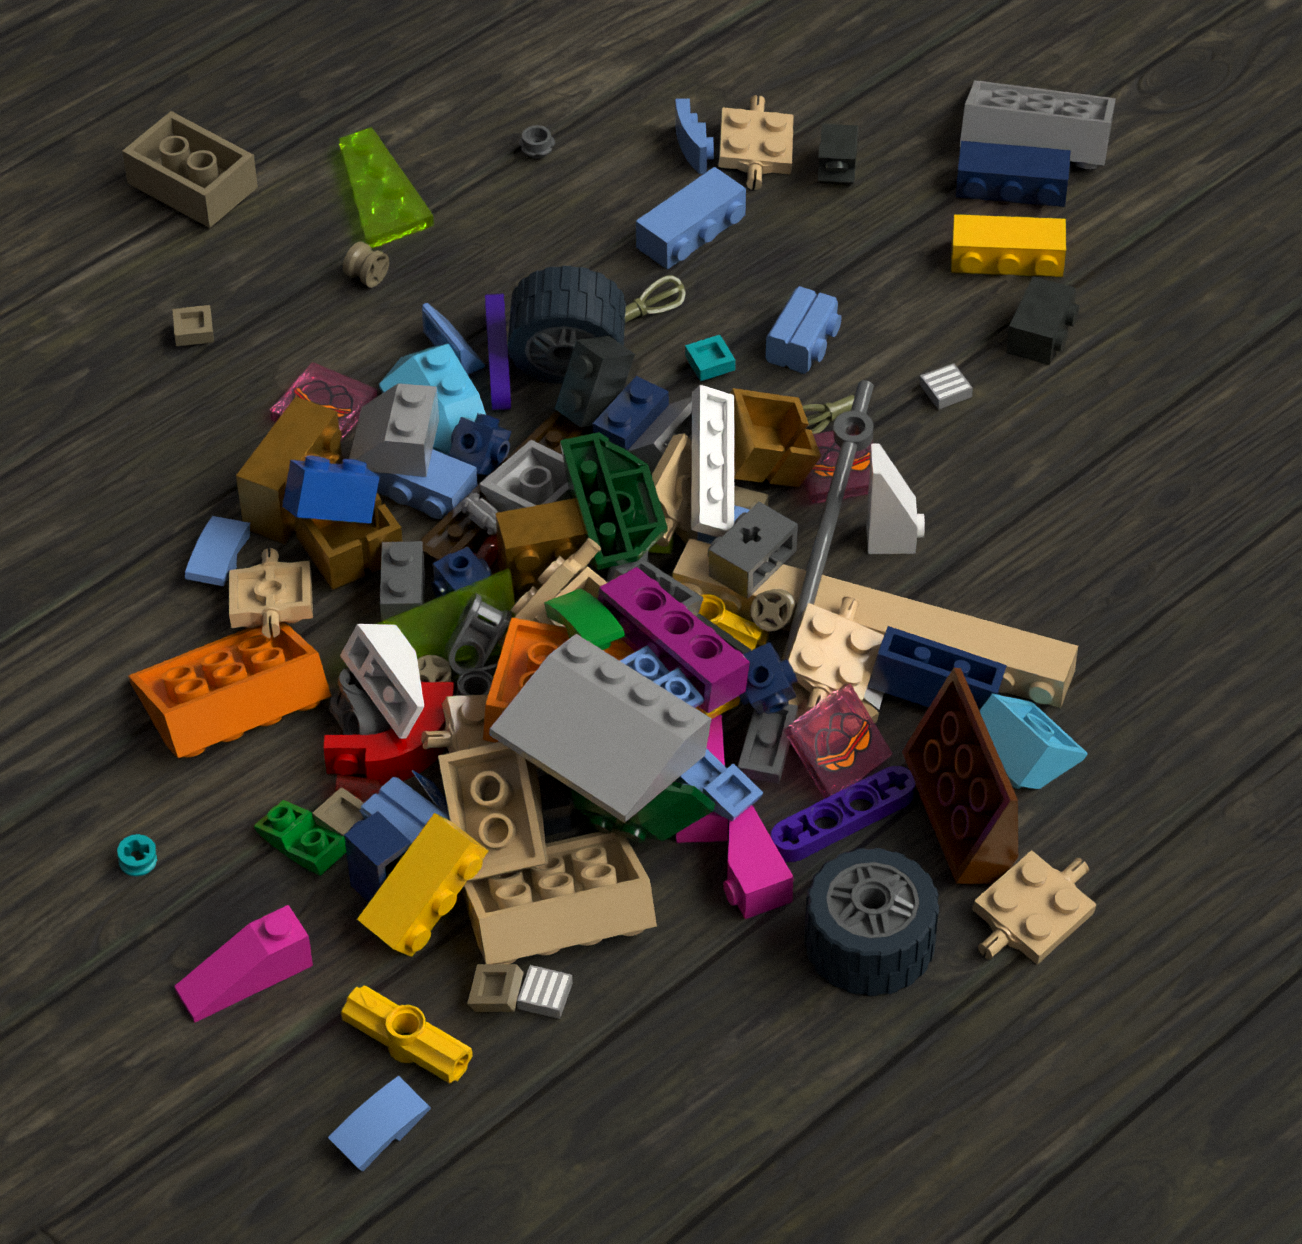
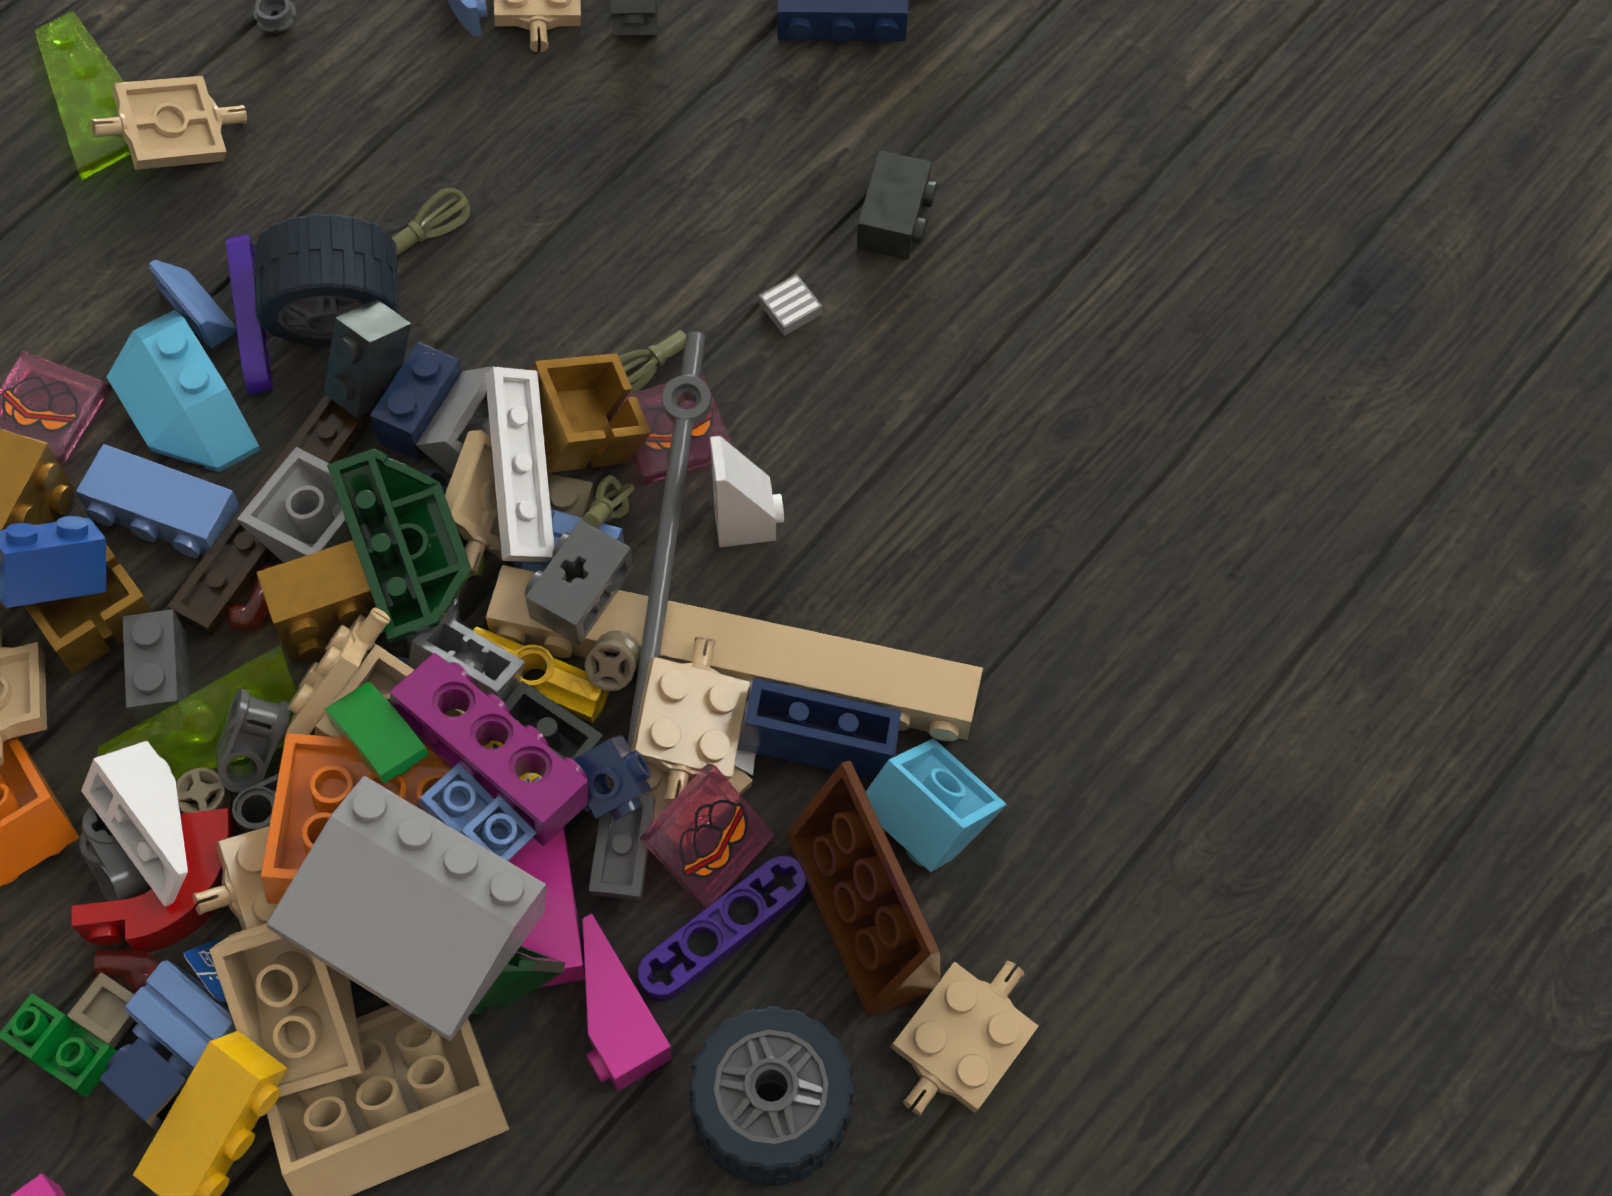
camera: 10 degrees left, 15 degrees up
(366, 264) = (77, 205): dark tan wheel -> none
(398, 430) = (128, 457): light grey slope -> none
(445, 209) = (169, 122): none -> tan plate
(458, 571) = (225, 646): dark blue brick -> none
(480, 442) = (235, 454): dark blue brick -> none
(480, 512) = (245, 553): light grey piece -> none
(690, 218) = (467, 103): medium blue brick -> none
(710, 357) = (506, 295): teal plate -> none
(724, 786) = (573, 931): medium blue slope -> none
(779, 506) = (602, 508): none -> olive piece
(802, 330) = (613, 247): medium blue brick -> none
(1008, 245) = (846, 105): yellow brick -> none

